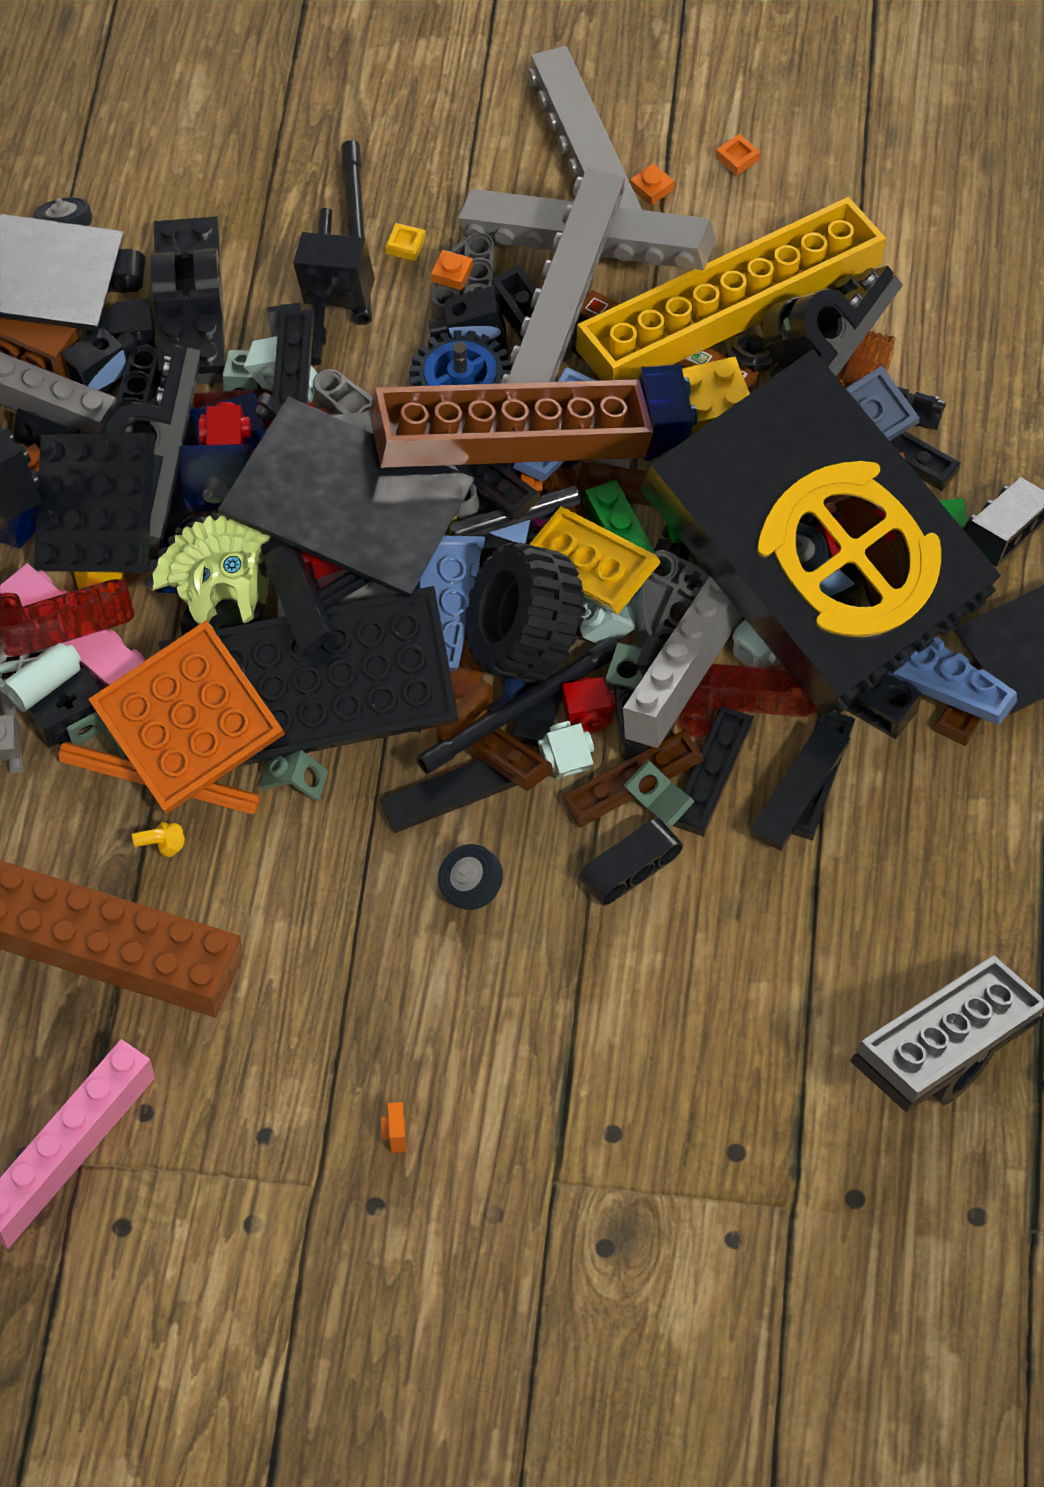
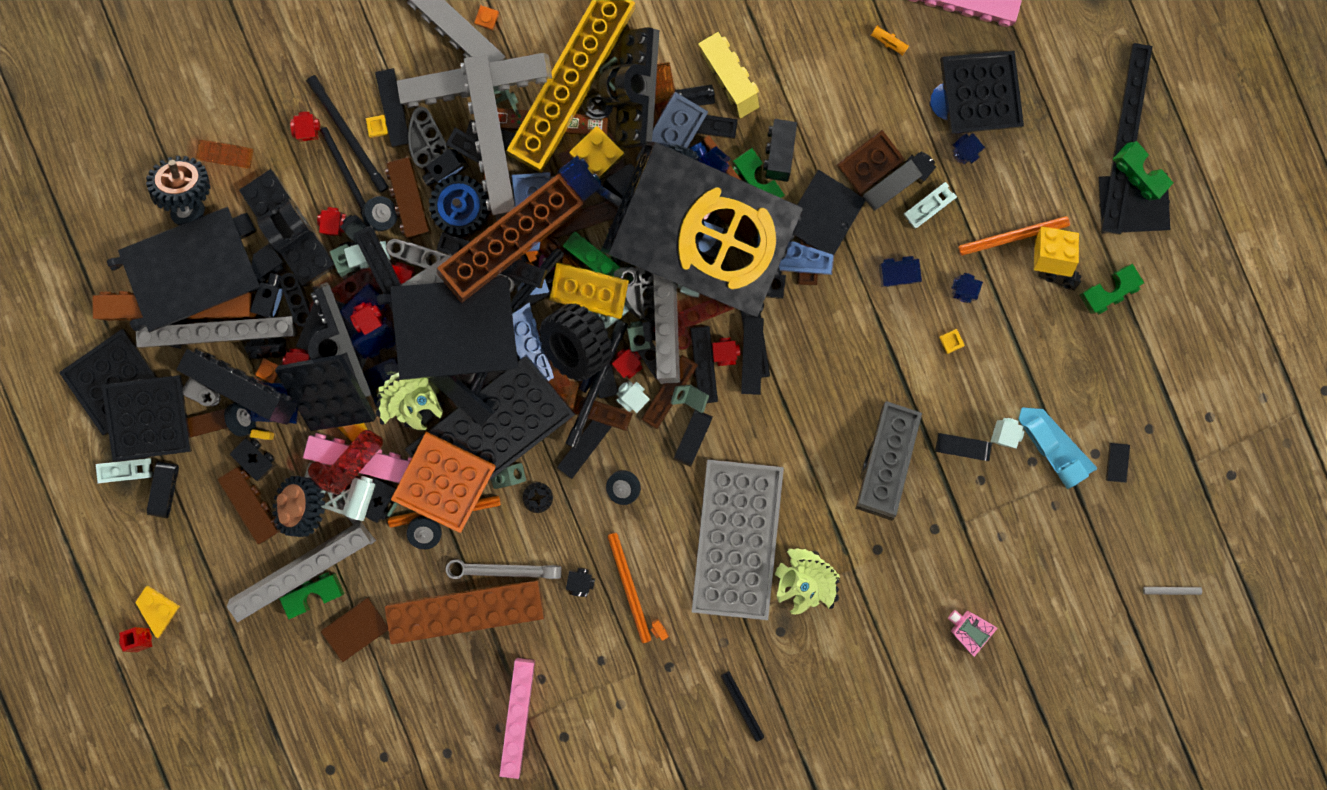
camera: 30 degrees left, 30 degrees up
(75, 169) = (178, 183): none -> wheel
(106, 786) = (424, 532): none -> black wheel
(165, 177) = (224, 154): none -> clear orange beam
(167, 836) = (469, 543): yellow plate -> none
(251, 319) = (330, 222): none -> red brick
(266, 943) = (545, 571): none -> light grey piece
(301, 195) = (305, 127): none -> red brick
(307, 984) = (580, 582): none -> black brick
(329, 841) = (542, 489): none -> black gear
(334, 270) = (358, 179): black brick -> none
(337, 340) = (379, 213): none -> black wheel
(384, 1041) = (629, 587): none -> orange axle
(391, 335) = (408, 198): none -> reddish brown brick
(442, 228) = (392, 108): none -> black tile
(452, 270) = (418, 142): orange plate -> none
(464, 1335) = (742, 706): none -> black axle
(614, 1056) = (737, 539): none -> light grey plate
(623, 282) = (507, 95): none -> sand green bracket
(709, 1174) = (809, 580): none -> yellowish green piece
(757, 762) = (725, 352): none -> red brick
(959, 1415) = (971, 630): none -> torso
(982, 399) = (730, 74): none -> light yellow wedge

